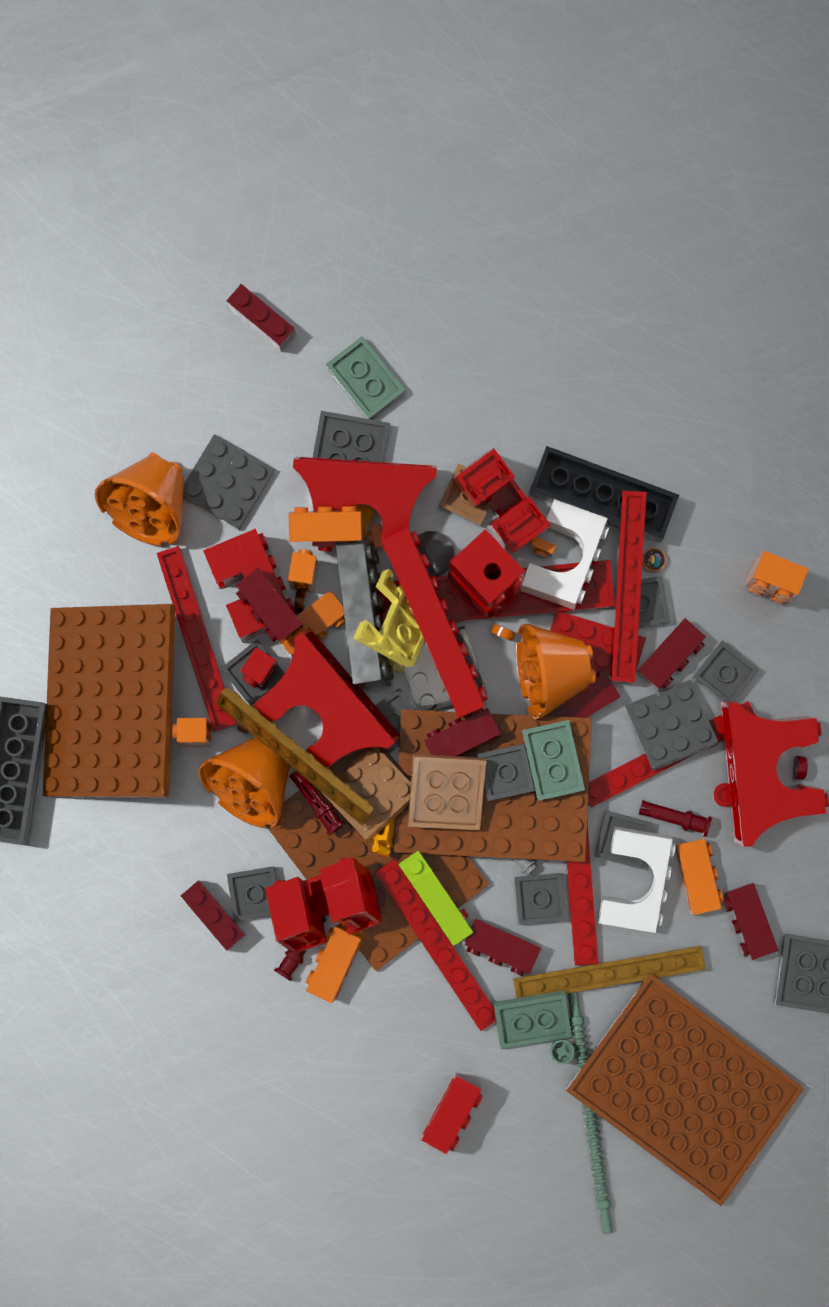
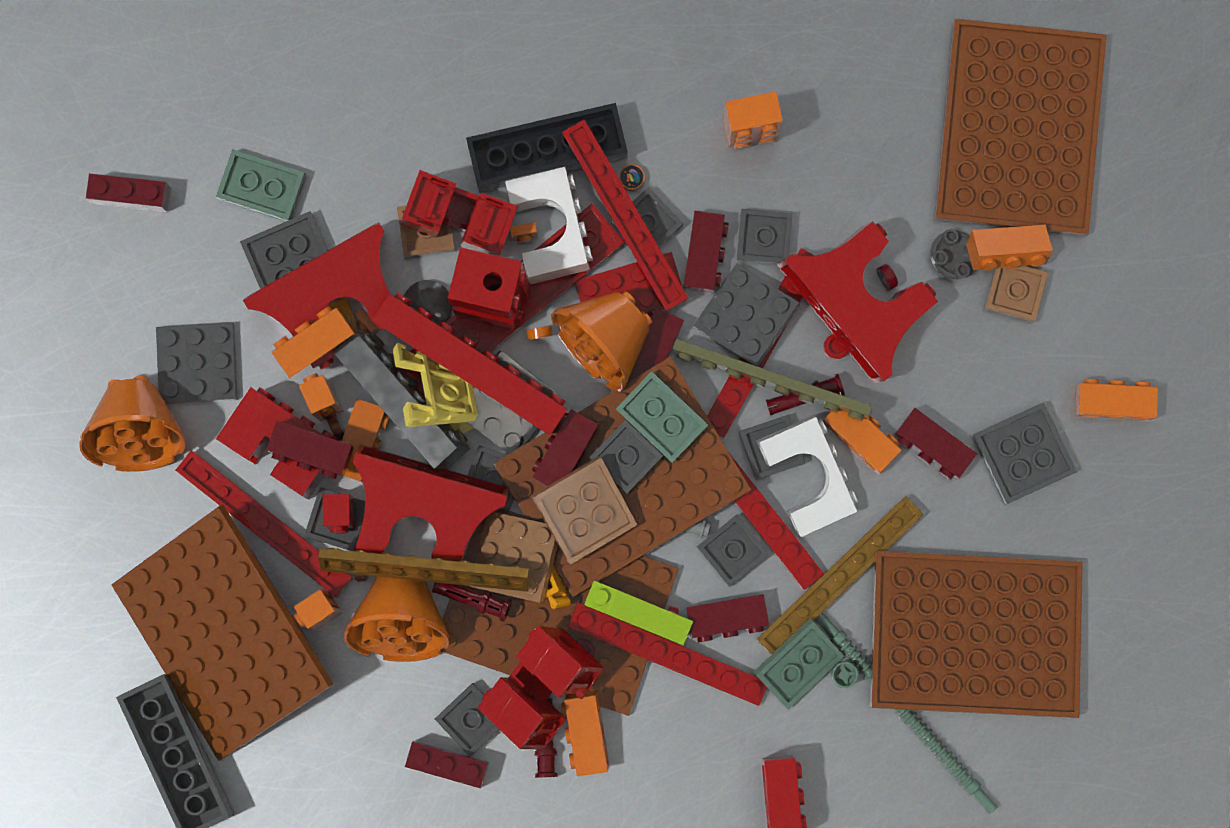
camera: 30 degrees left, 0 degrees up
(663, 796) = (782, 384): none -> olive plate

